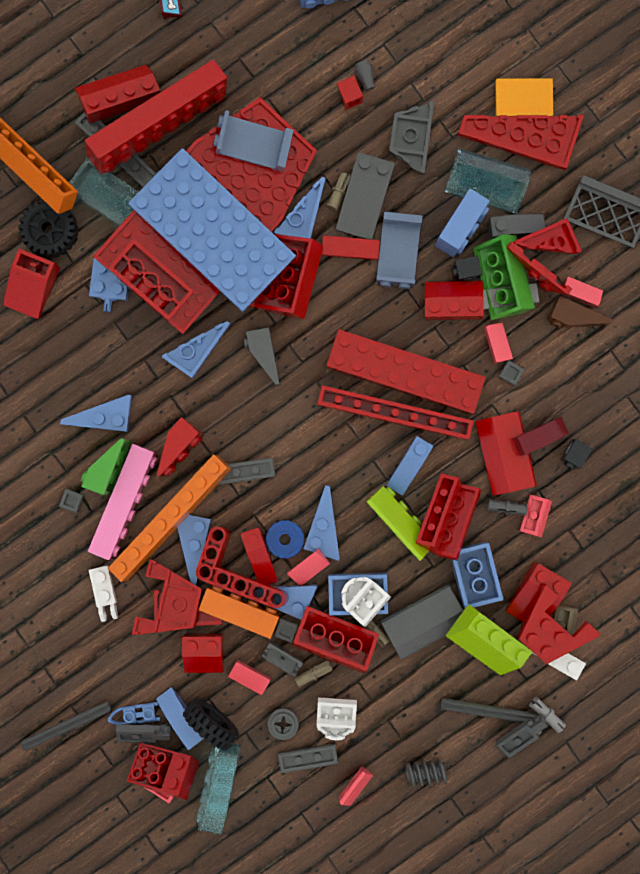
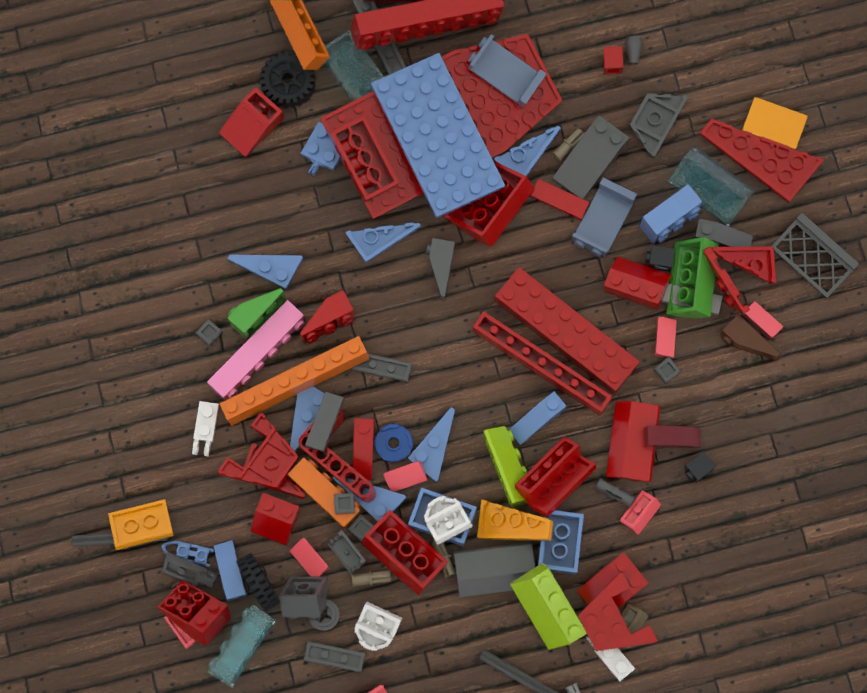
camera: 20 degrees right, 10 degrees down
(80, 707) = (140, 524): none -> light orange tile
(213, 548) = (324, 422): none -> dark grey tile
(258, 717) = (304, 597): none -> dark grey slope
(262, 618) = (344, 503): none -> dark grey tile
(425, 576) = (511, 524): none -> light orange wing

